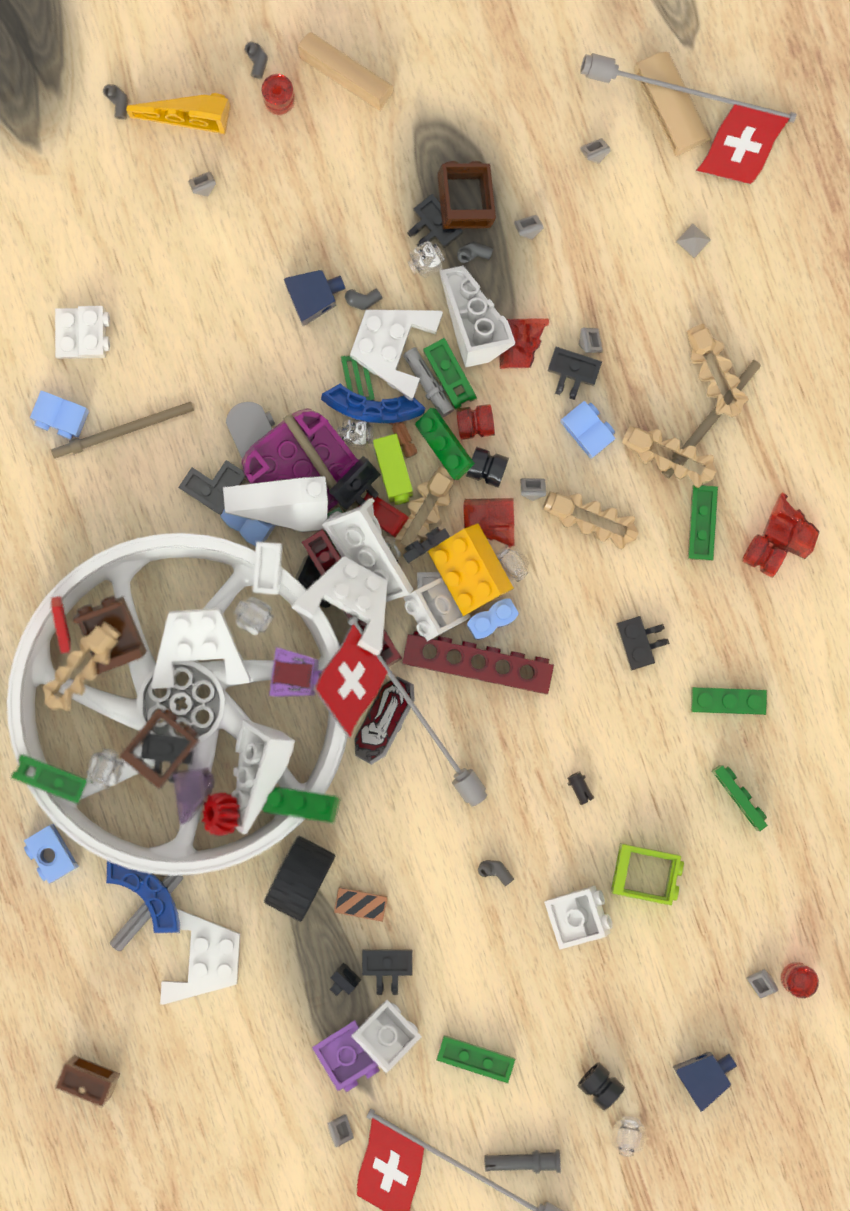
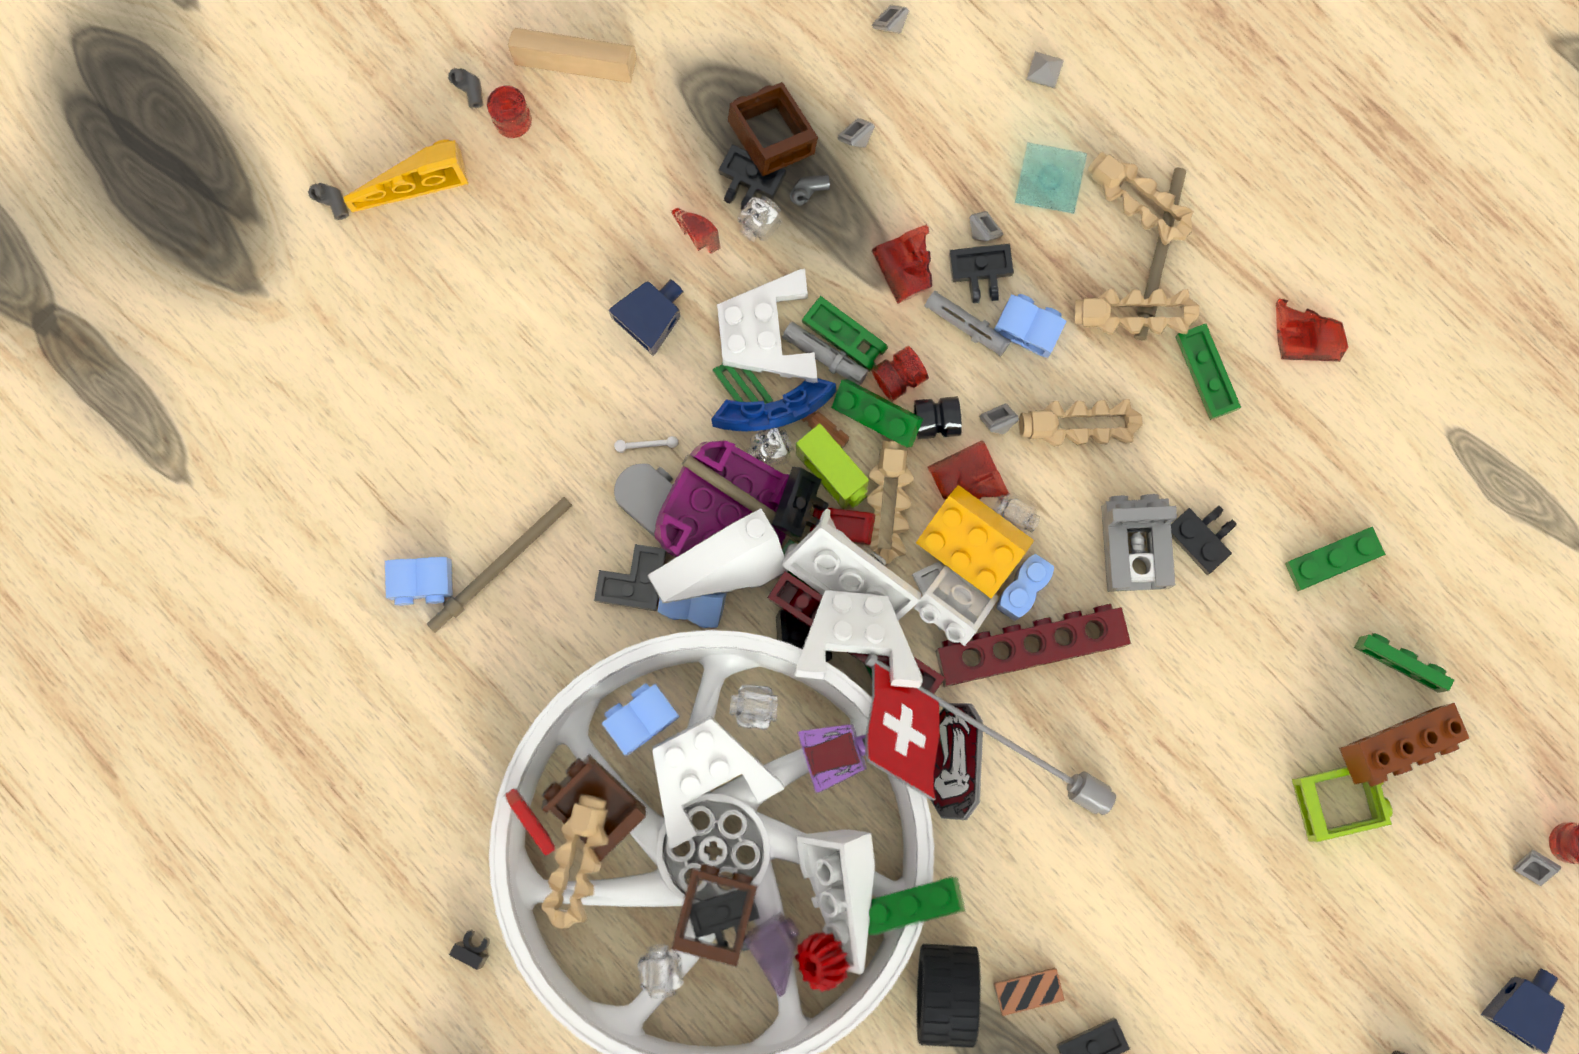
camera: 20 degrees left, 5 degrees down
(50, 779) = (600, 1015): green plate -> none
(81, 332) = (403, 475): white plate -> none
(169, 588) = (639, 719): none -> light blue brick
(202, 184) = (468, 248): light grey slope -> none
(248, 382) = (621, 446): none -> white hinge
(267, 568) = (744, 643): white tile -> none
(362, 301) = (707, 297): dark grey arm -> none
(376, 250) = (699, 229): none -> clear red slope
(433, 539) = (904, 544): black hinge -> none
(477, 325) = (849, 265): white wedge -> none
(495, 868) = (1164, 876): dark grey arm -> none
(556, 429) = (997, 343): none -> light grey pin
(578, 917) = (1289, 888): white plate -> none
(580, 787) = (1217, 735): black pin -> none
(594, 603) = (1141, 516): none -> light grey brick
(656, 325) = (1050, 177): none -> clear light blue slope
(708, 853) = (1403, 744): none -> dark orange brick
(767, 557) = (1302, 376): clear red wheel -> none

